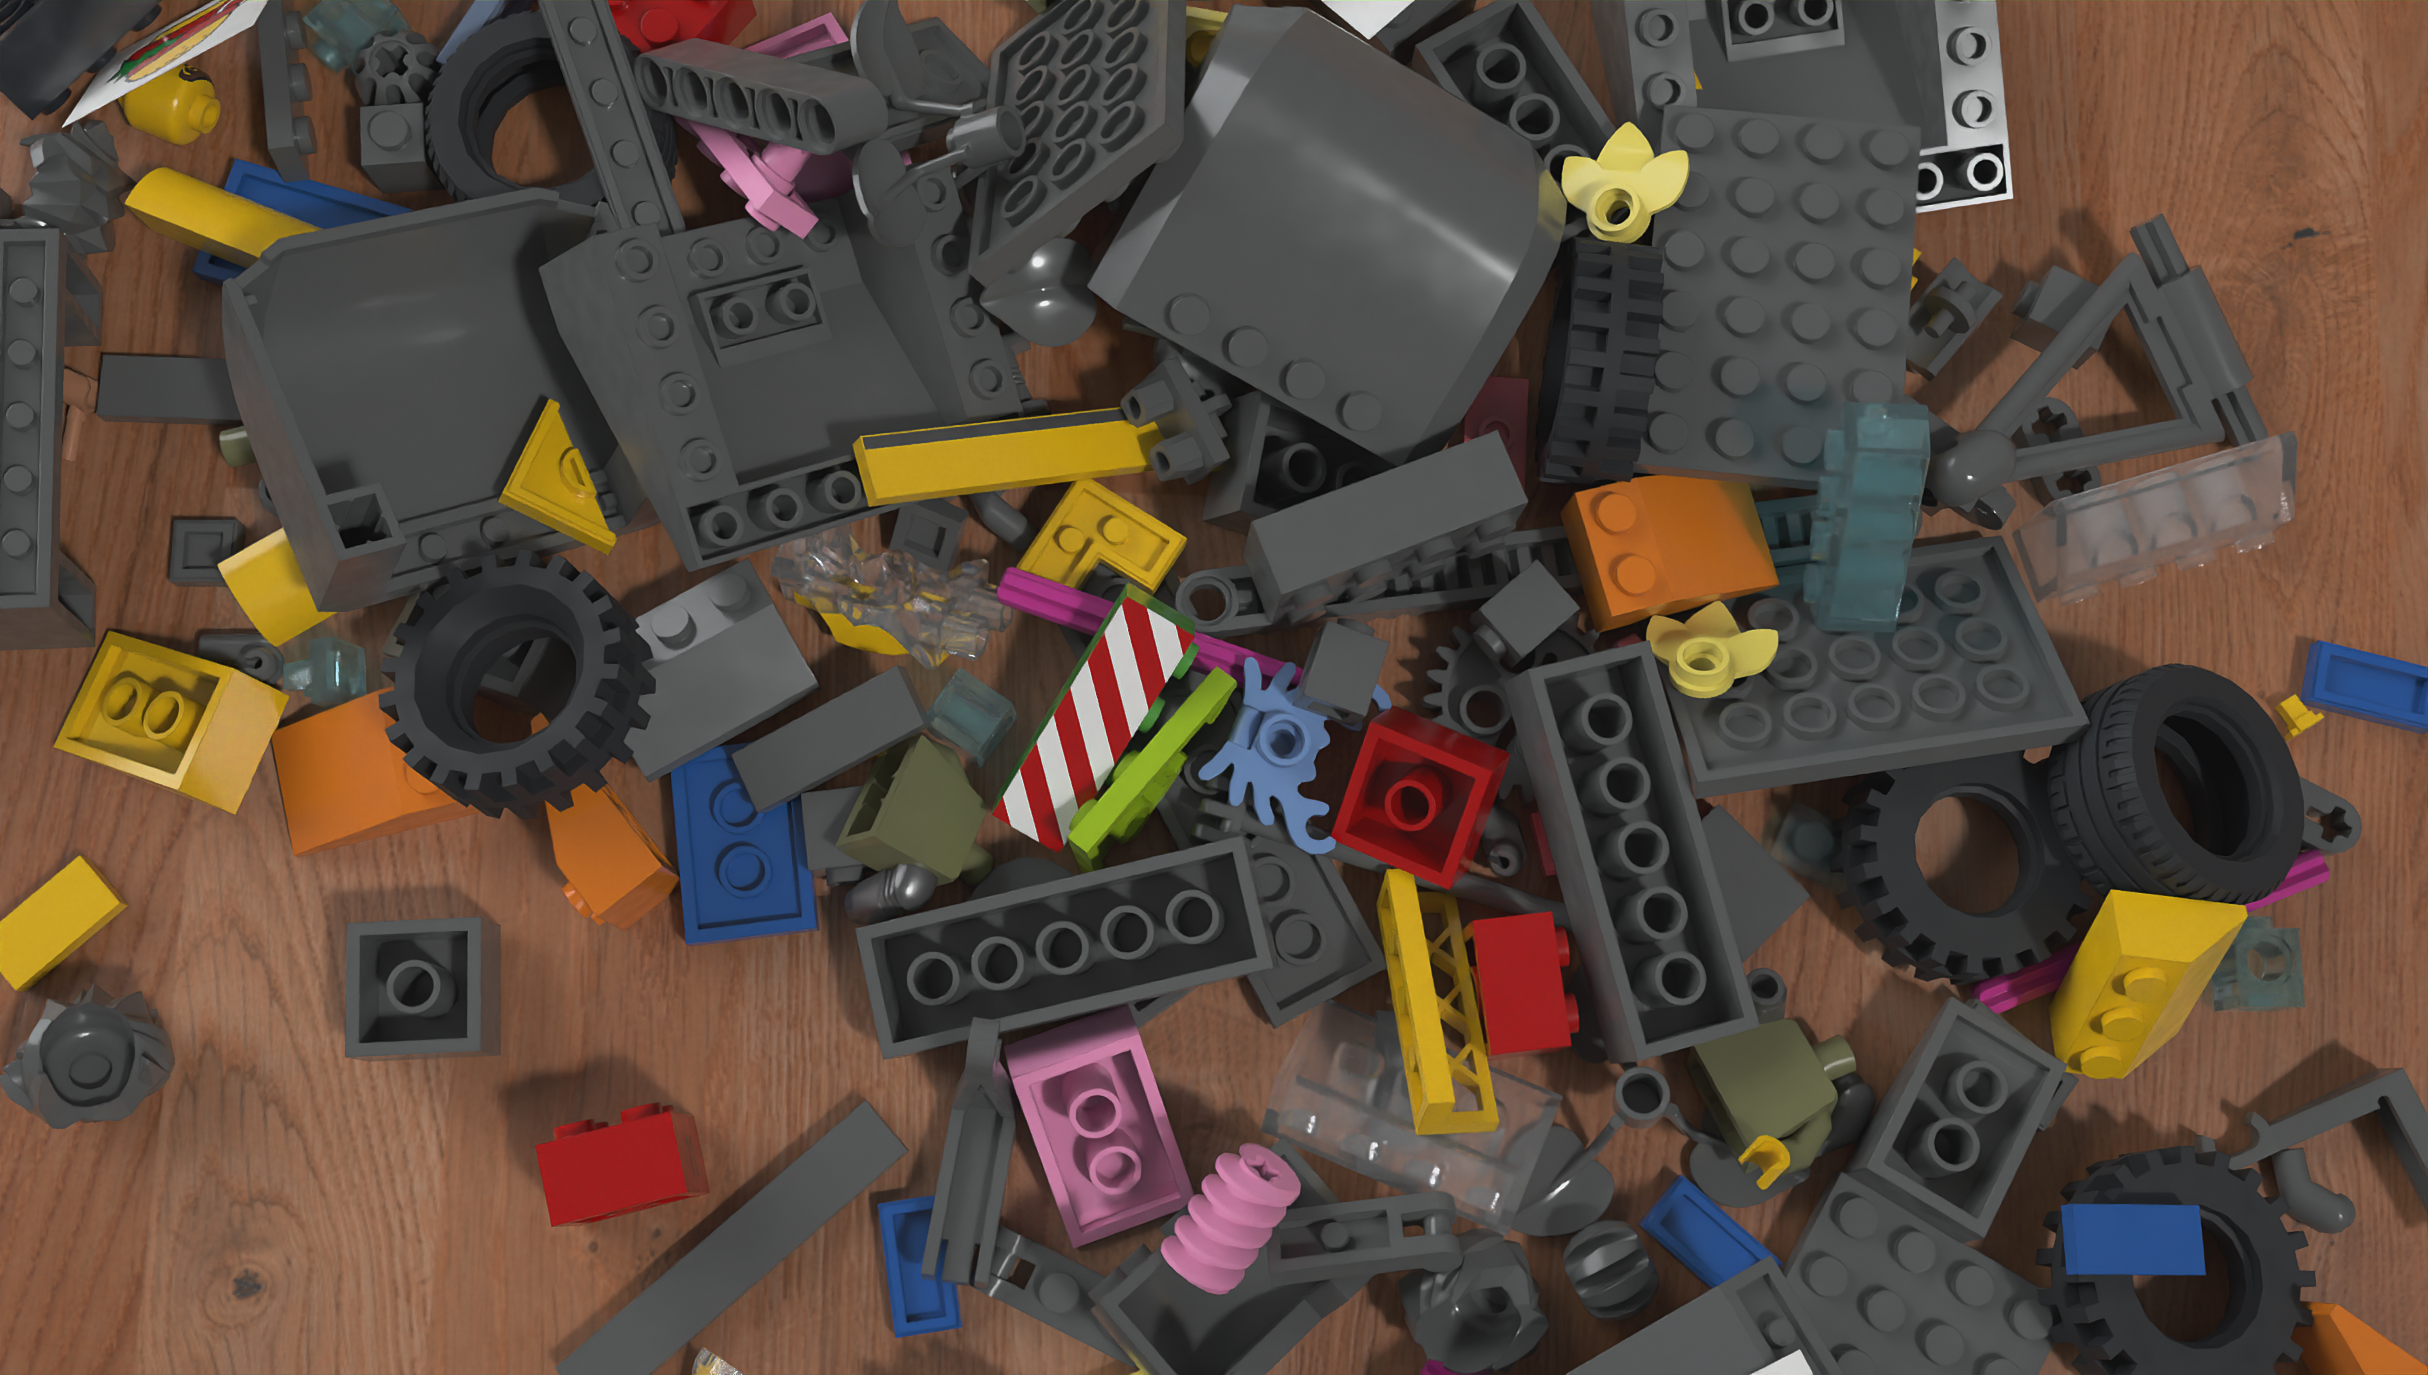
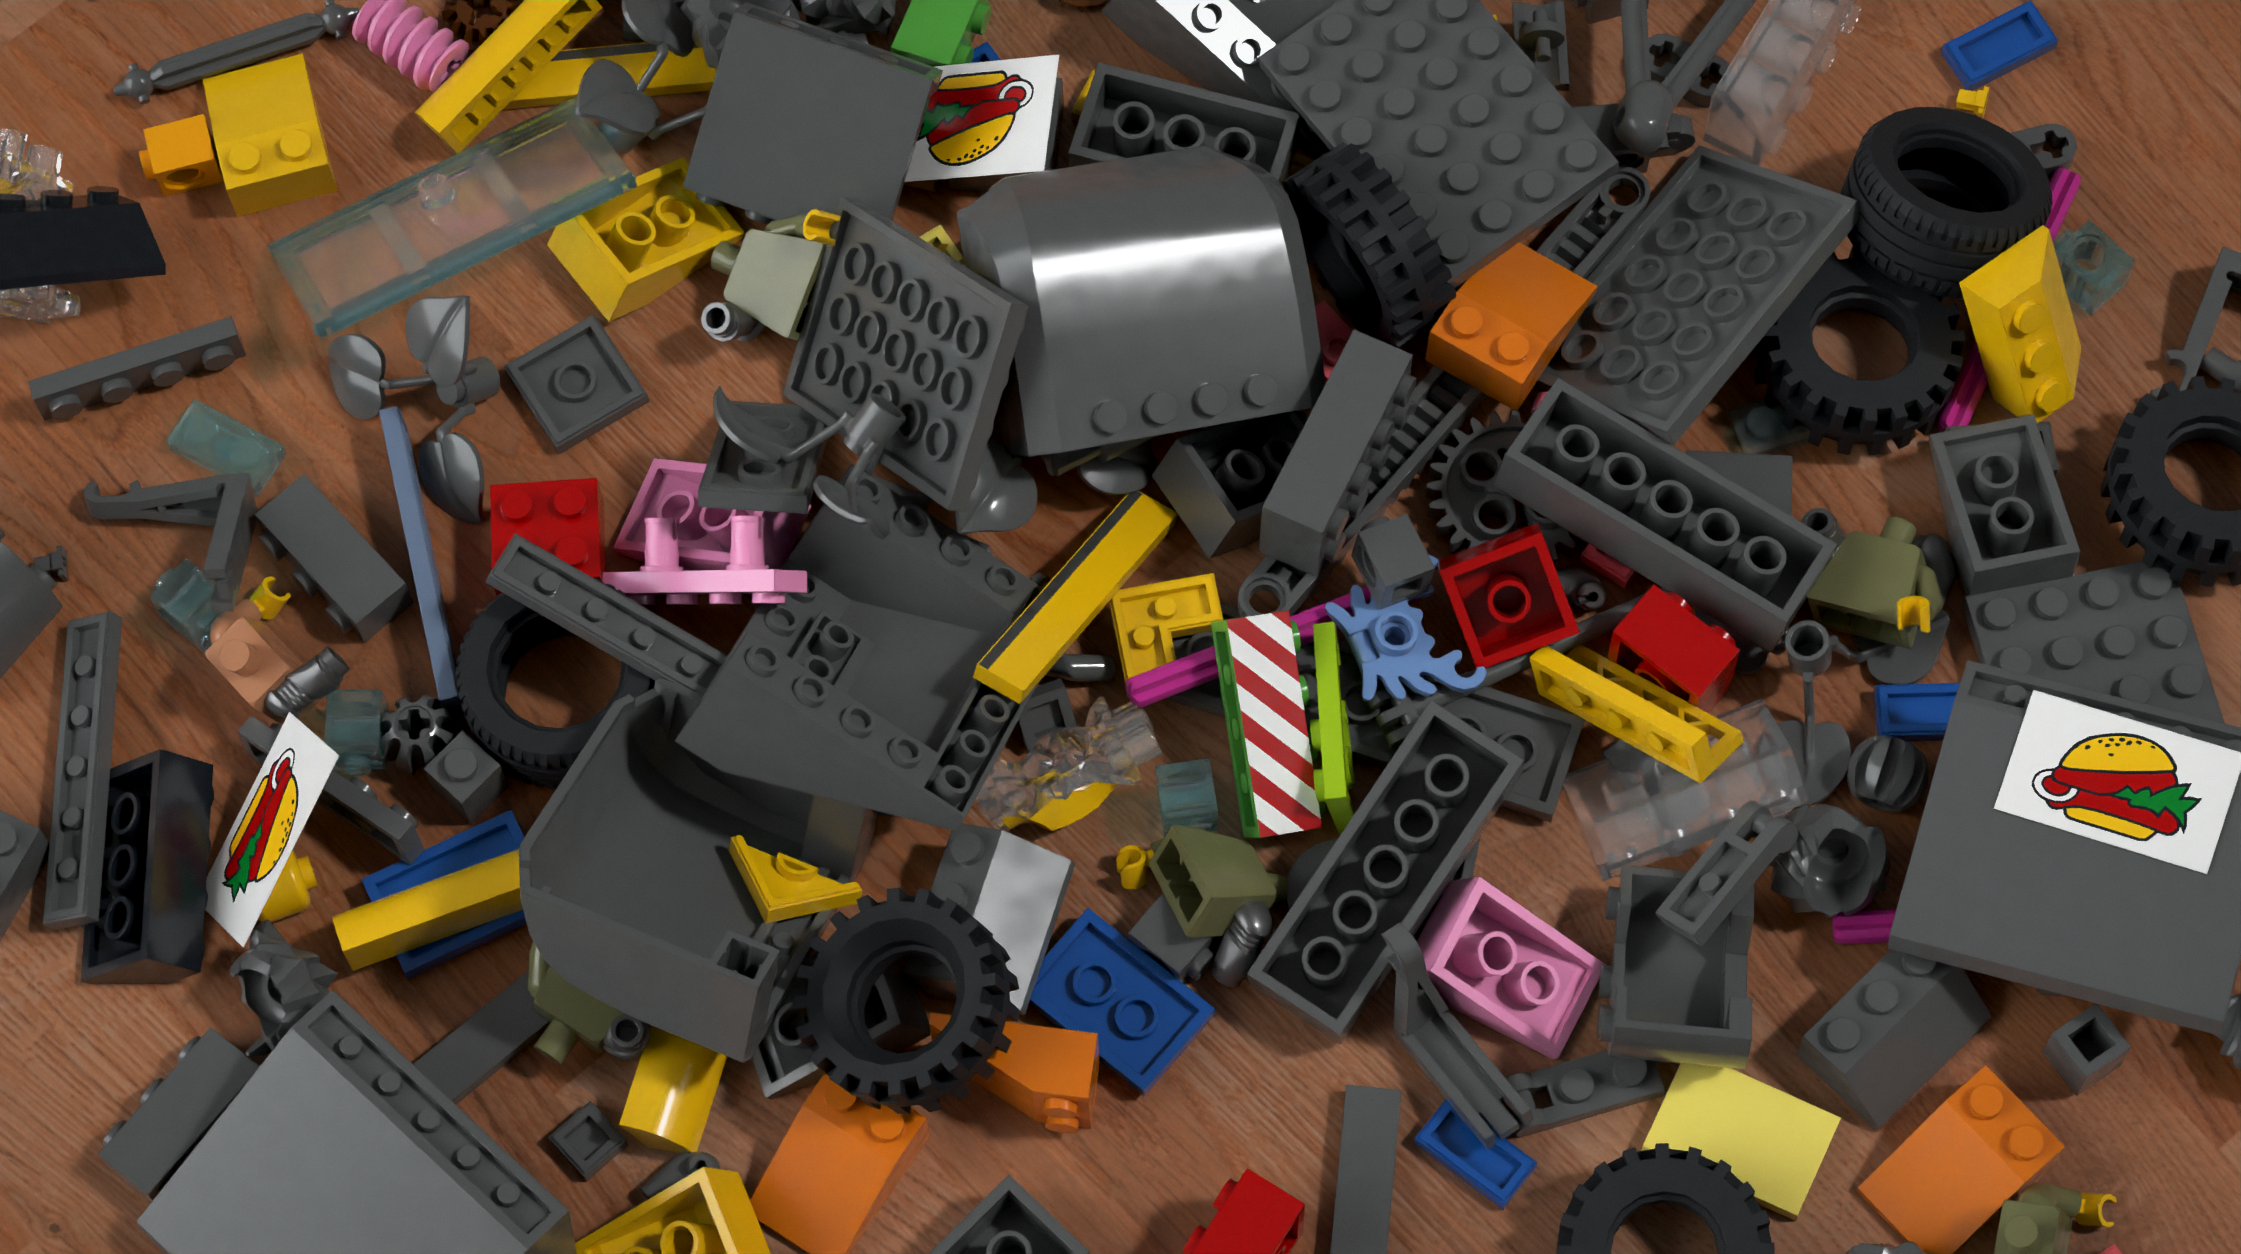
camera: 35 degrees left, 10 degrees down
(331, 674) = (749, 1139): clear light blue tile -> none
(761, 95) = (710, 519): dark grey beam -> none
(831, 739) = (1117, 881): dark grey tile -> none
(1184, 419) = (1143, 505): dark grey hips -> none
(1231, 1218) = (1642, 926): bright pink piece -> none
(1522, 615) = (1465, 435): dark grey brick -> none
(1624, 178) = (1278, 120): light yellow plate -> none
(1709, 650) = (1595, 358): light yellow plate -> none
(1869, 515) = (1618, 193): clear light blue brick -> none
(2133, 1239) = (2161, 472): blue tile -> none

